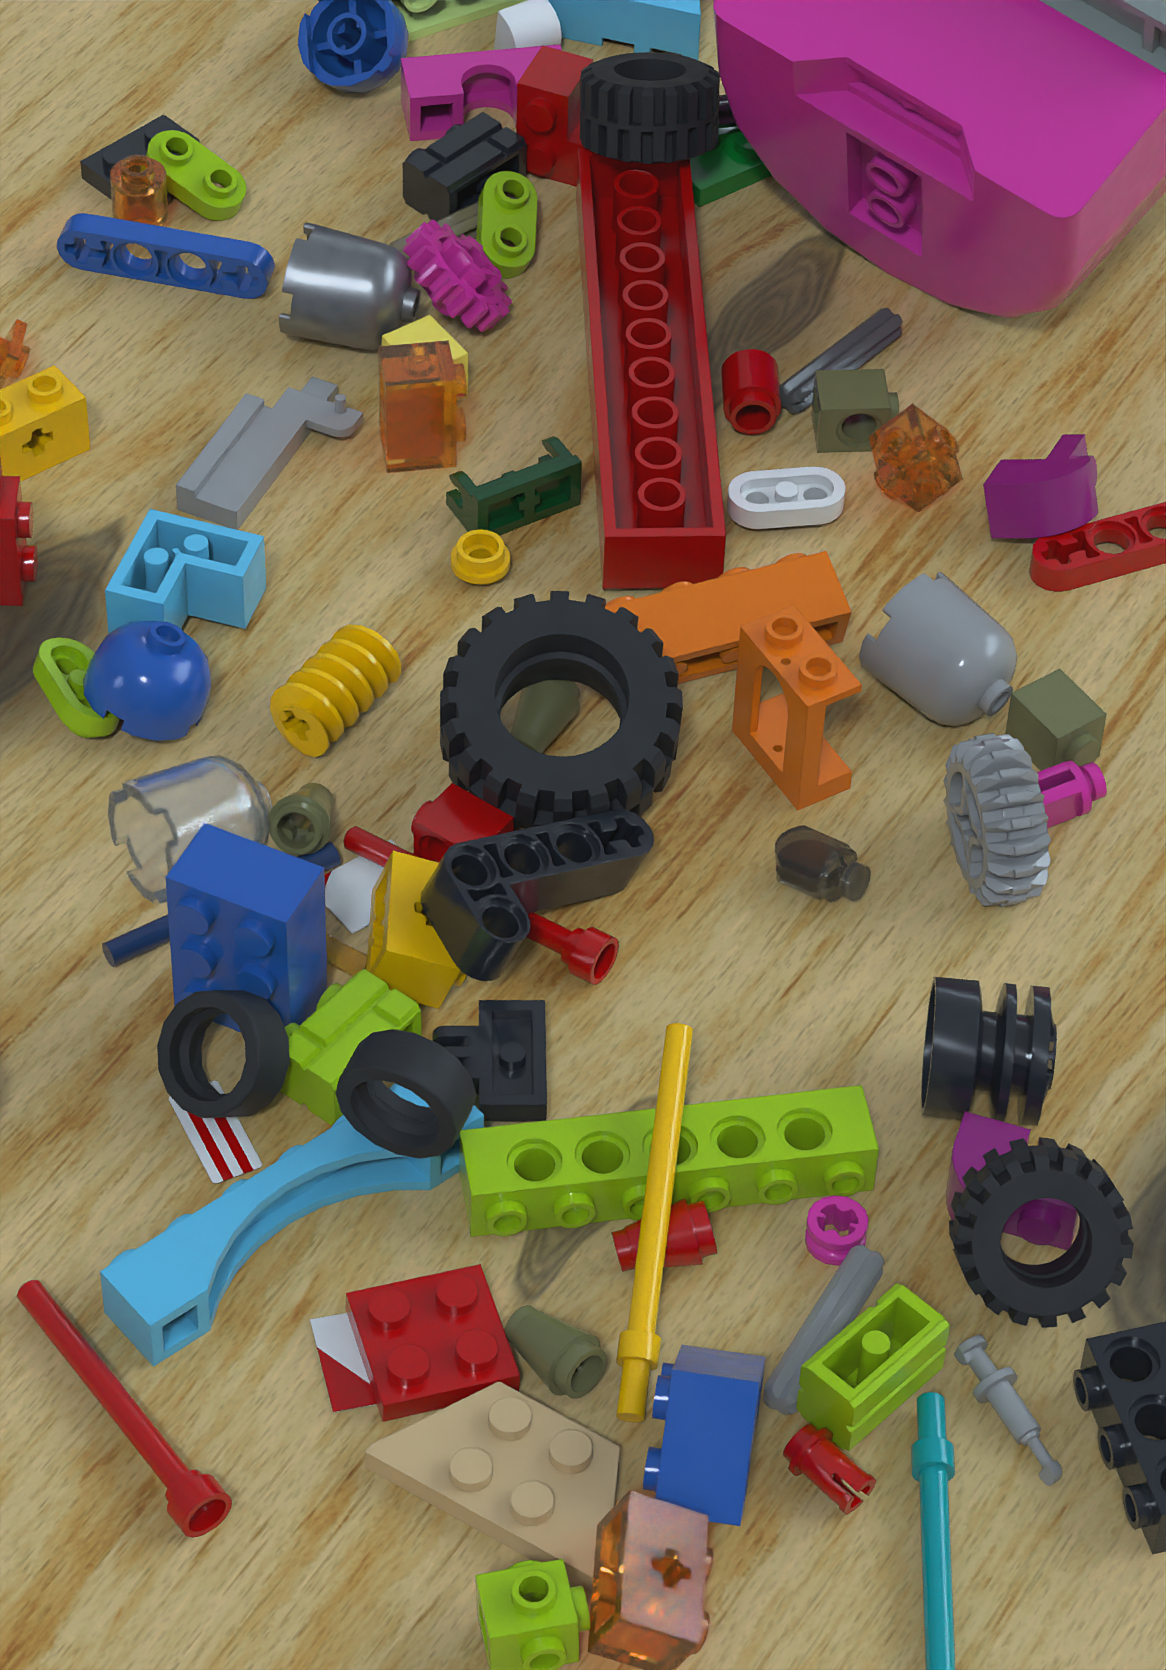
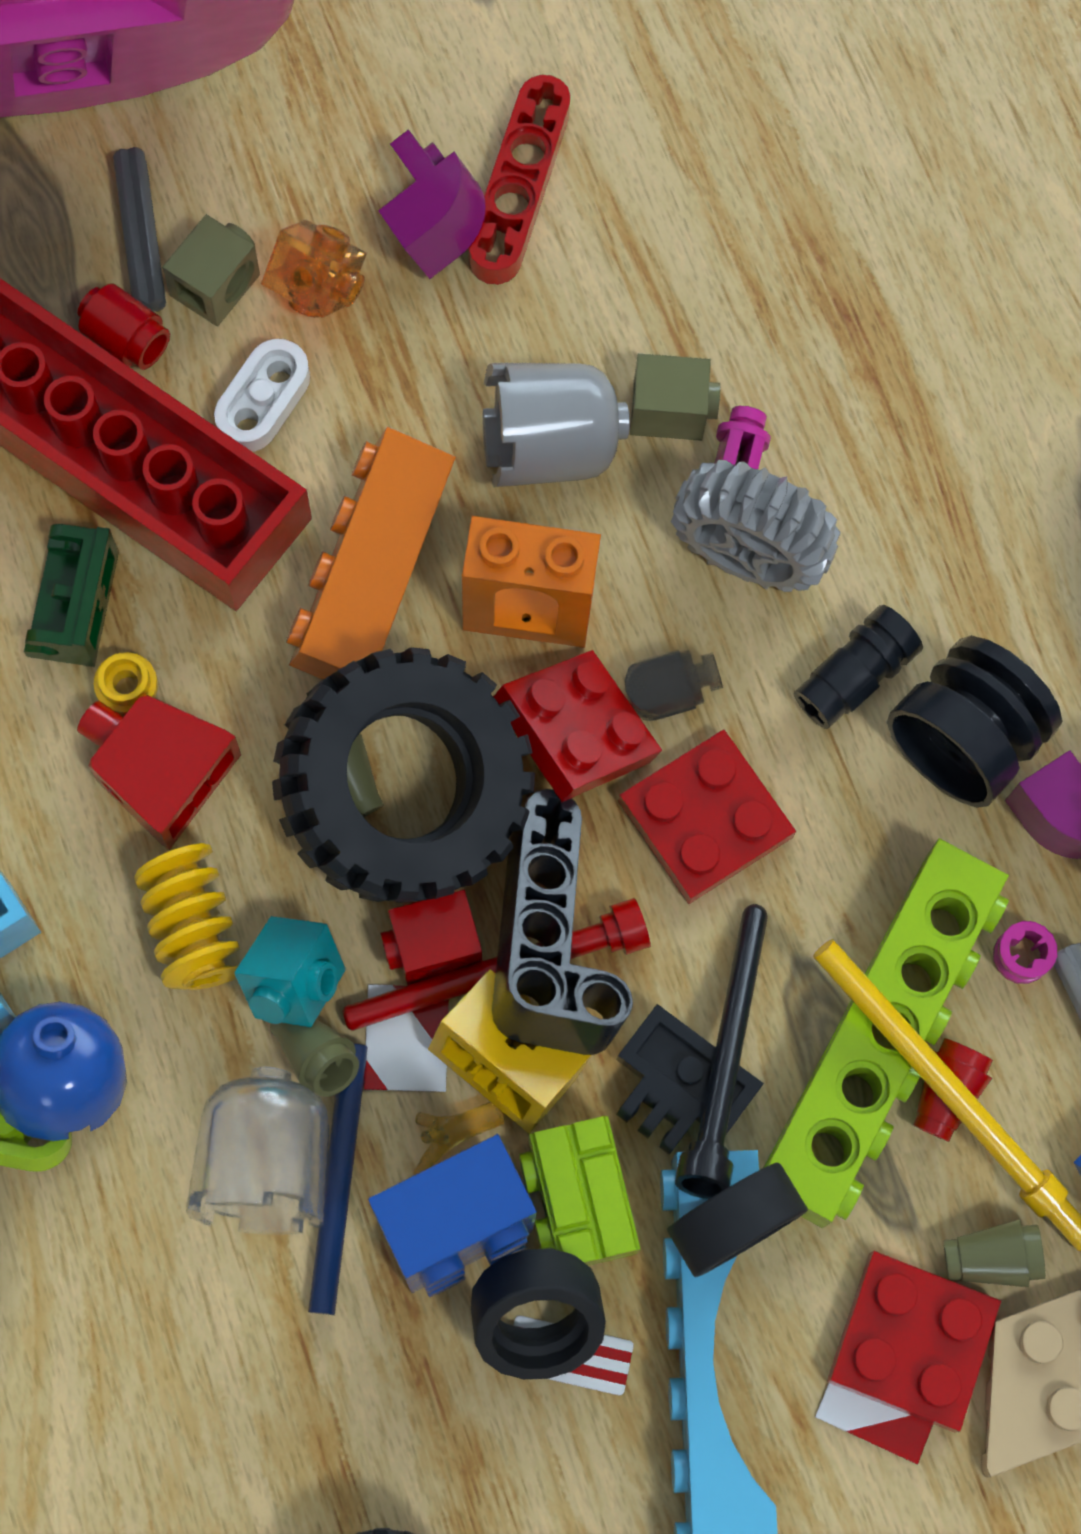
camera: 55 degrees left, 25 degrees up
(348, 760) = (290, 971): none -> teal brick
(432, 602) = (158, 762): none -> red torso
(562, 1055) = (706, 1165): none -> black piece
(719, 819) = (578, 725): none -> red plate
(735, 958) = (706, 816): none -> red plate
(918, 962) = (857, 668): none -> black axle

